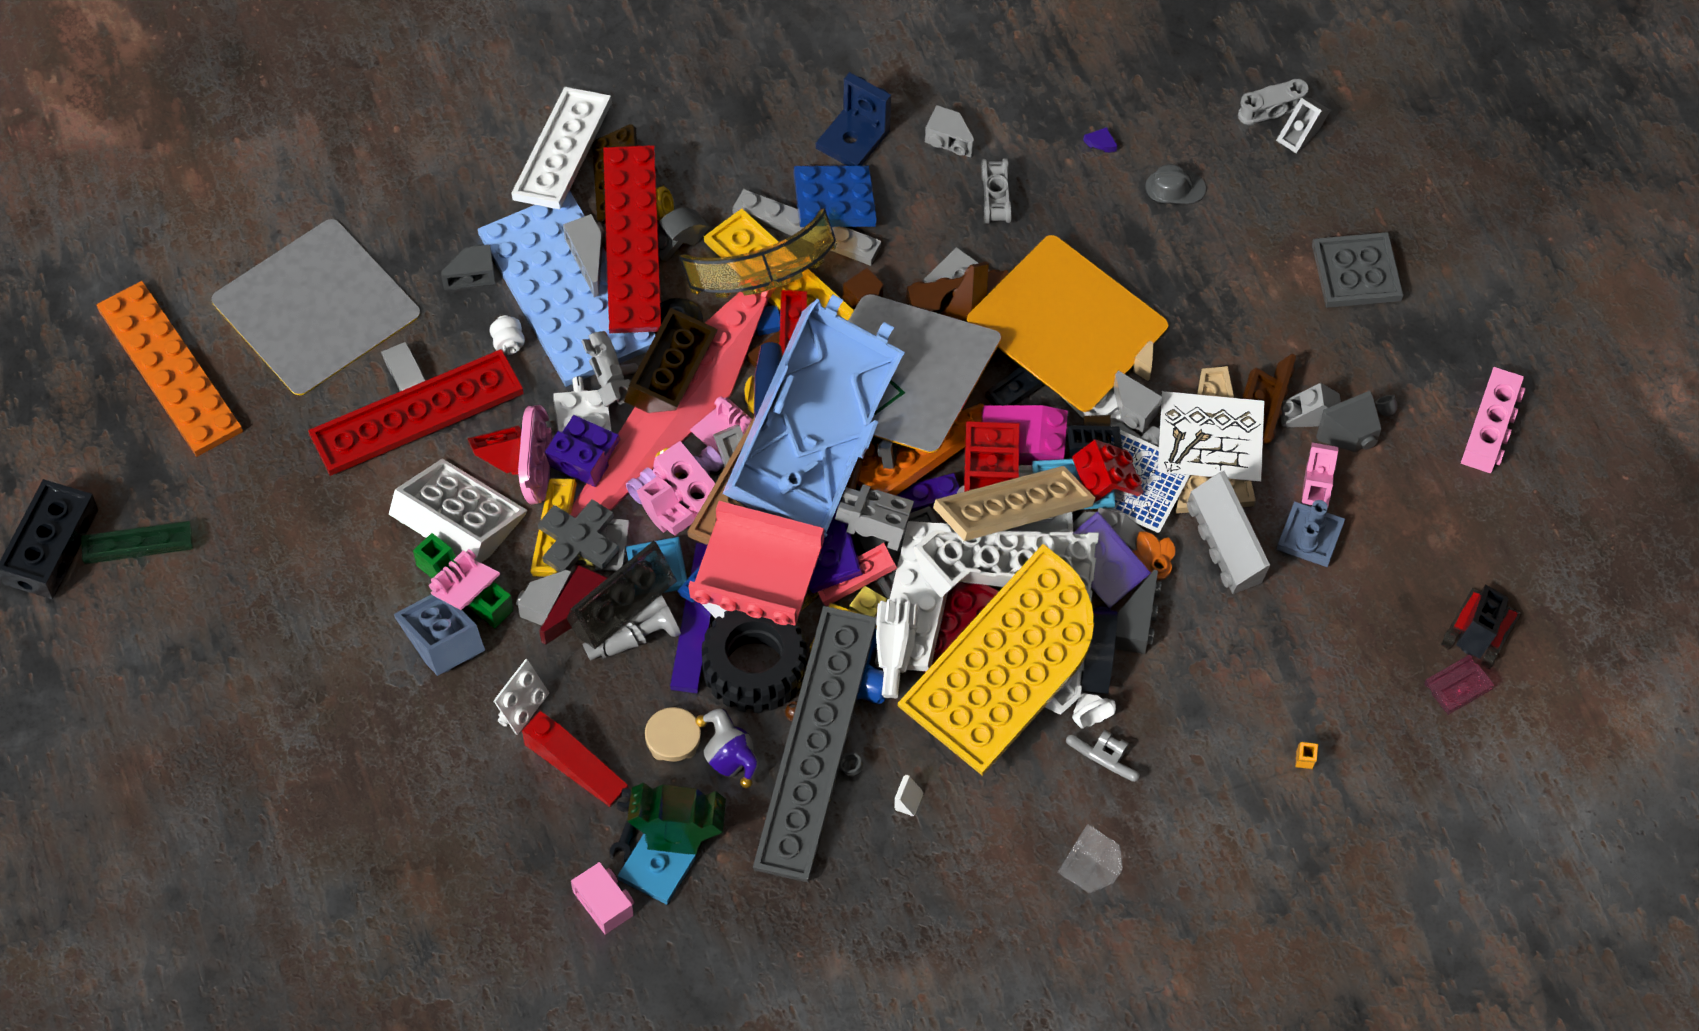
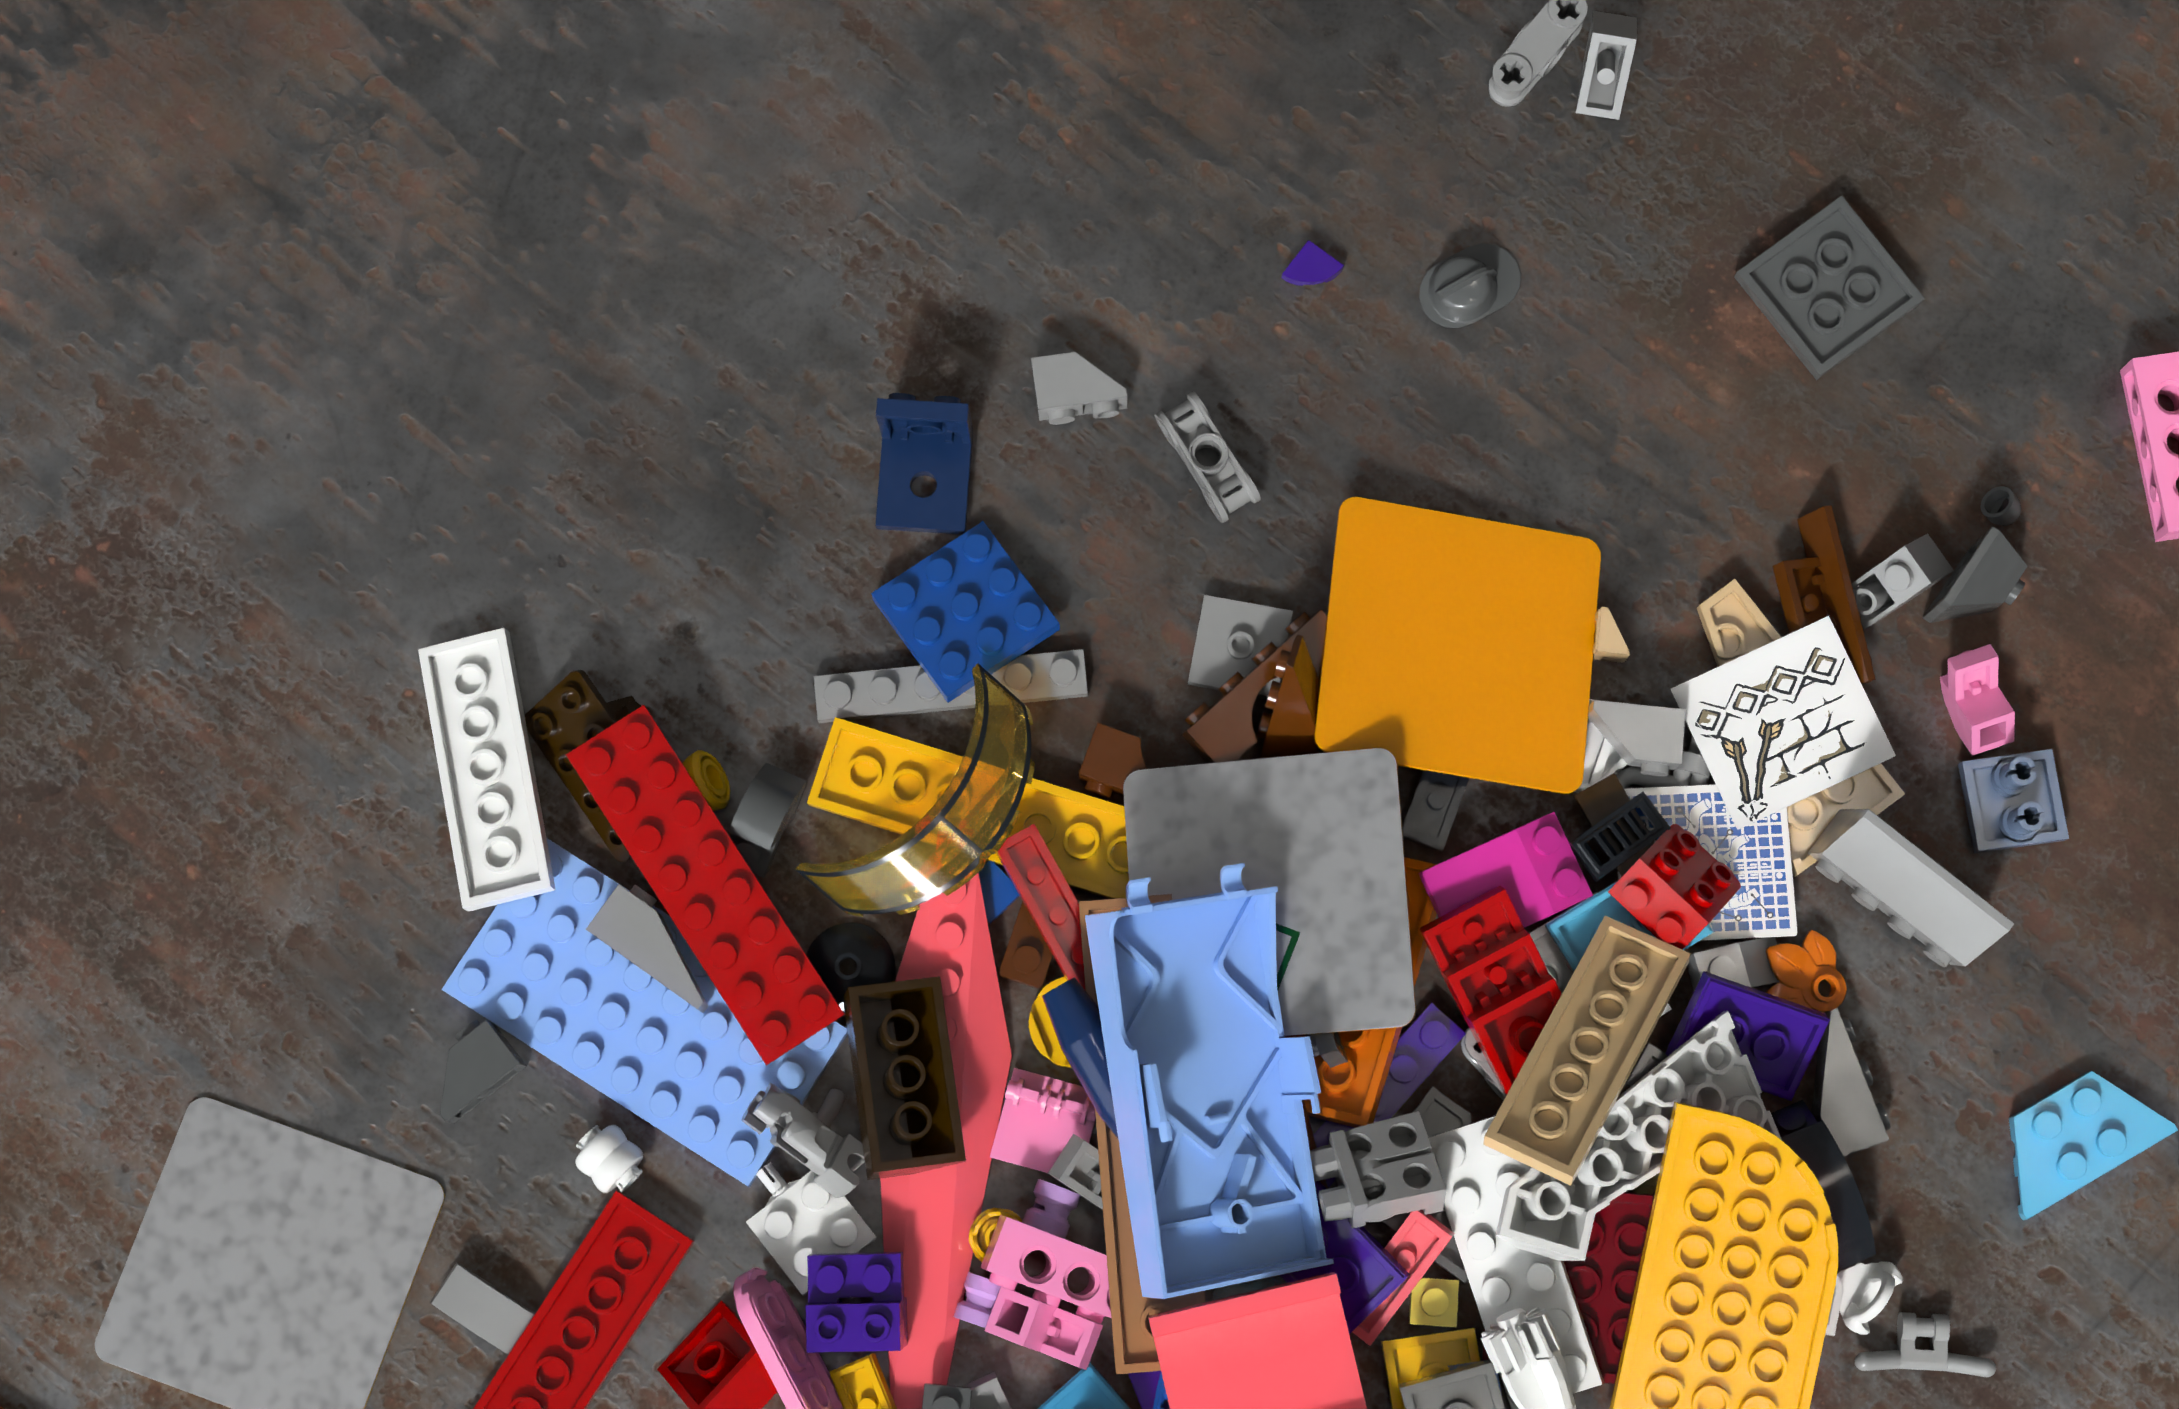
camera: 25 degrees left, 20 degrees up
(1250, 702) = (2078, 1138): none -> medium azure wing

